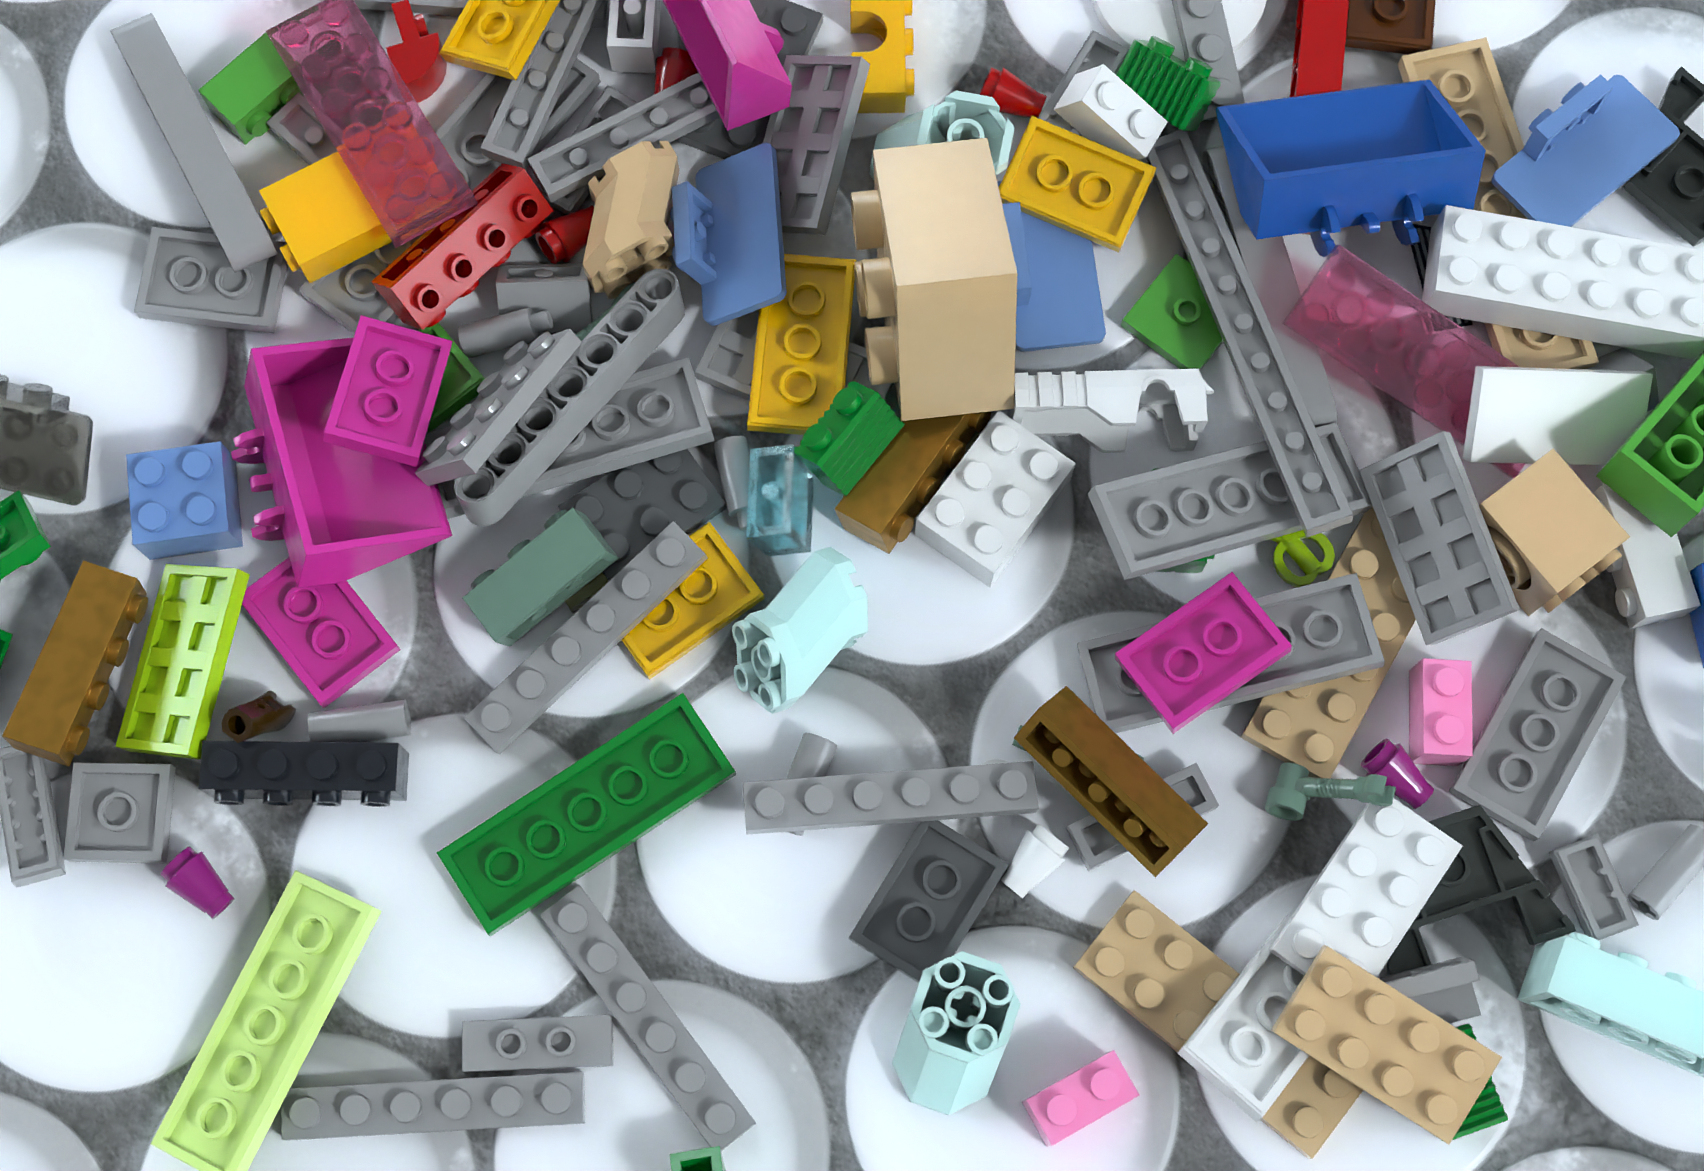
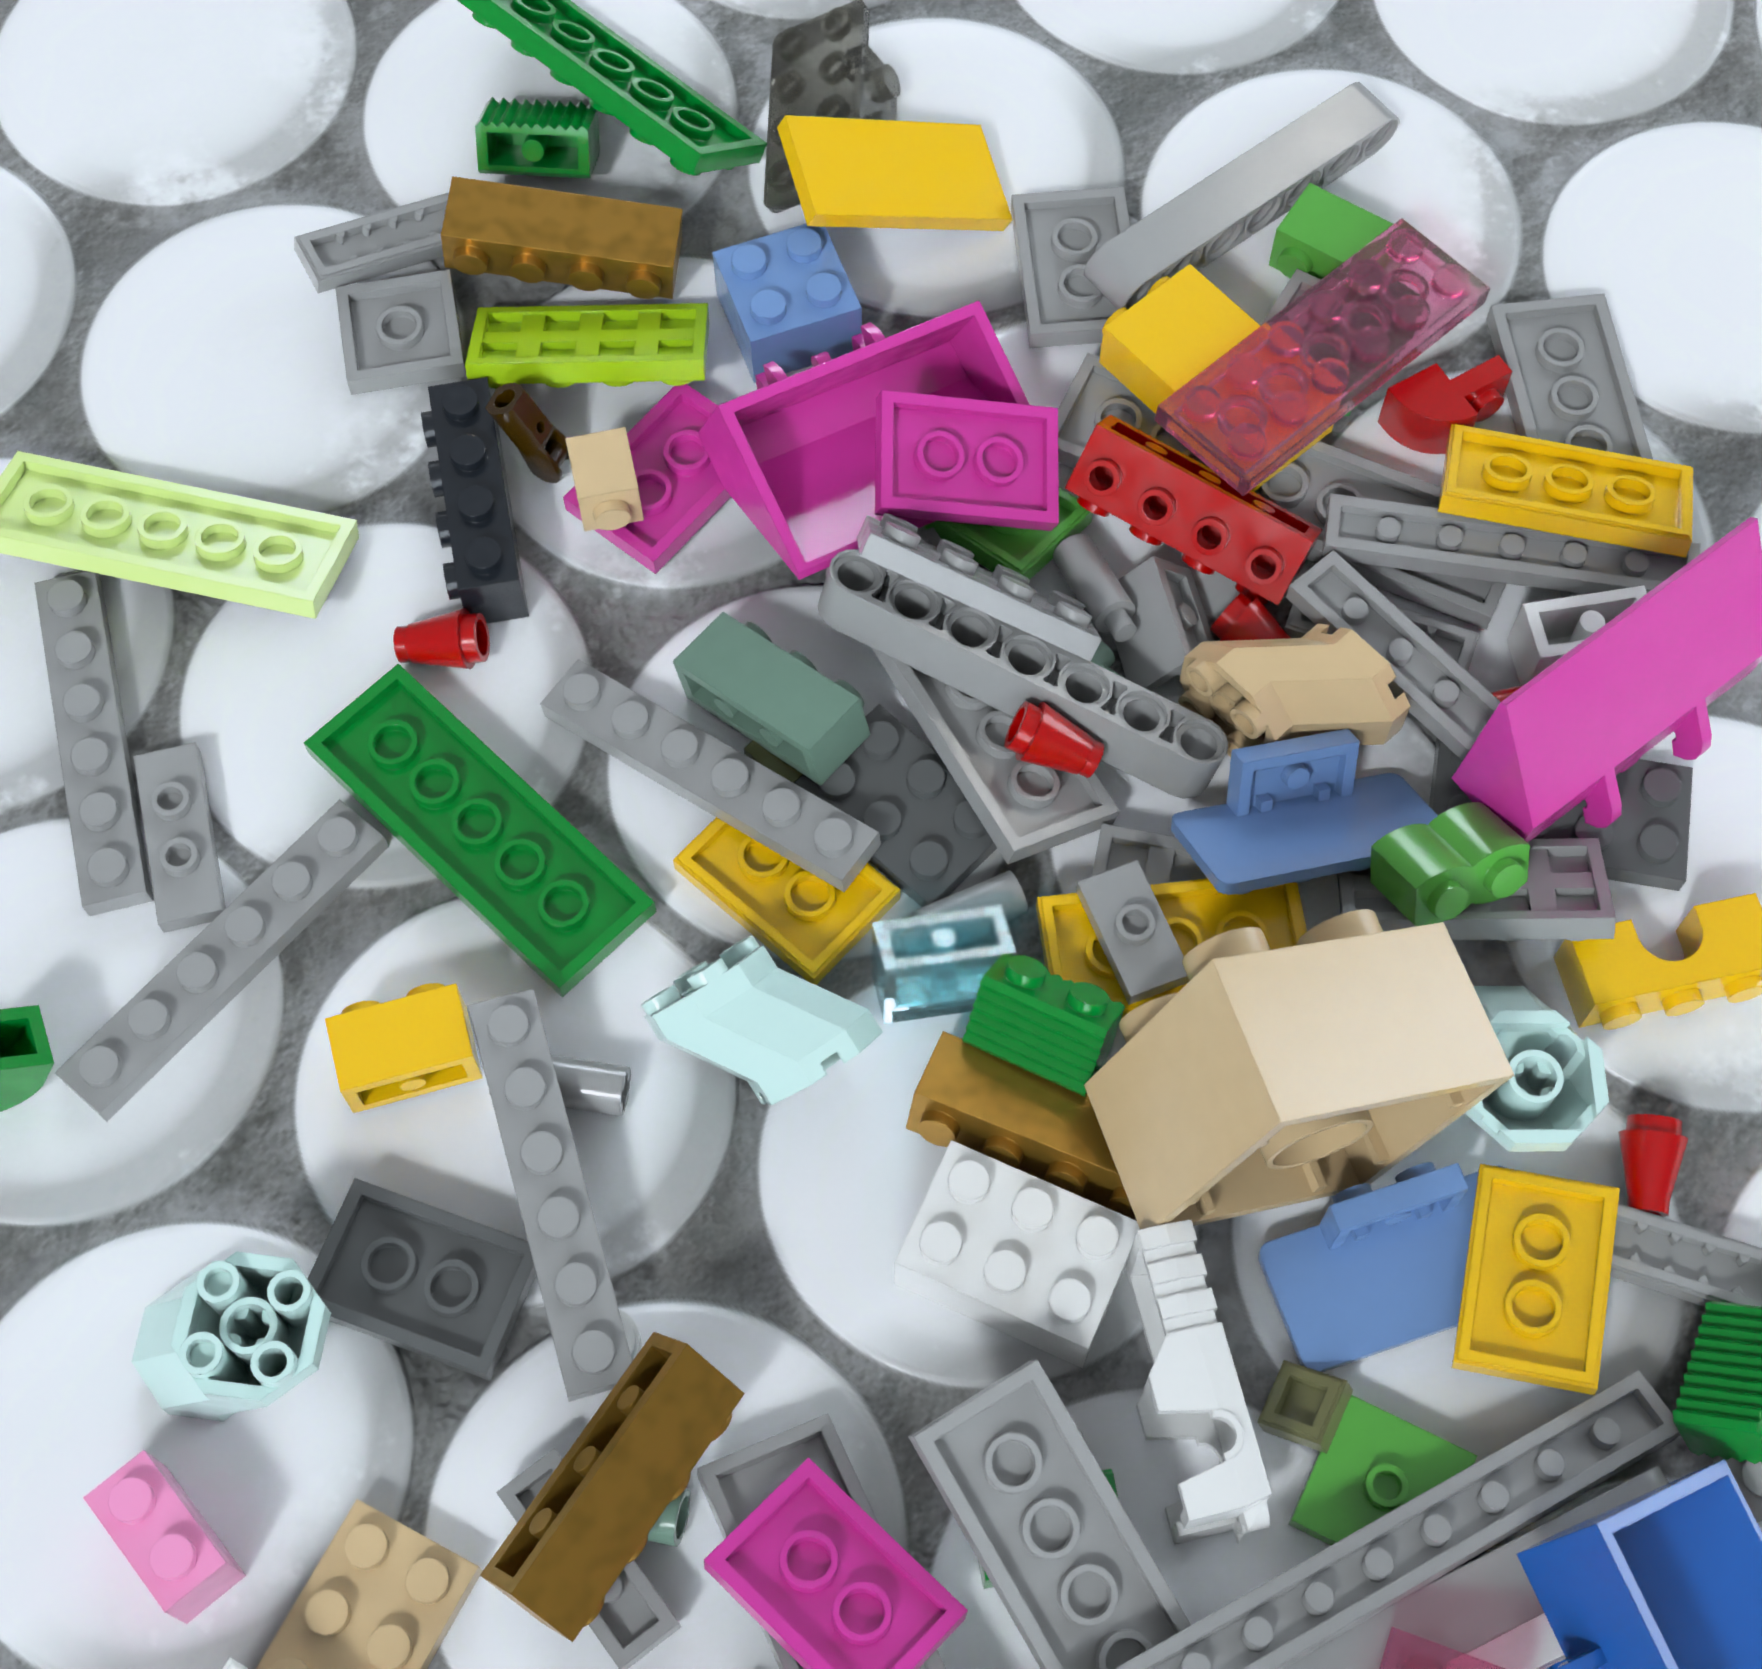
camera: 80 degrees right, 10 degrees down
(97, 392) = (893, 174): none -> yellow tile
(197, 882) = (329, 426): magenta cone -> none
(324, 664) = (605, 479): none -> tan brick
(360, 723) = (550, 548): light grey piece -> none
(421, 817) = (444, 640): none -> red cone
(630, 388) = (1052, 741): none -> red cone
(757, 887) = (403, 1046): none -> yellow brick
(792, 365) = (1132, 931): none -> light grey plate
(796, 147) = (1449, 863): none -> bright green brick
(1034, 860) = (504, 1415): white cone -> none
(1110, 113) = (1659, 1304): white brick -> none
(1126, 345) = (1305, 1406): none -> olive tile

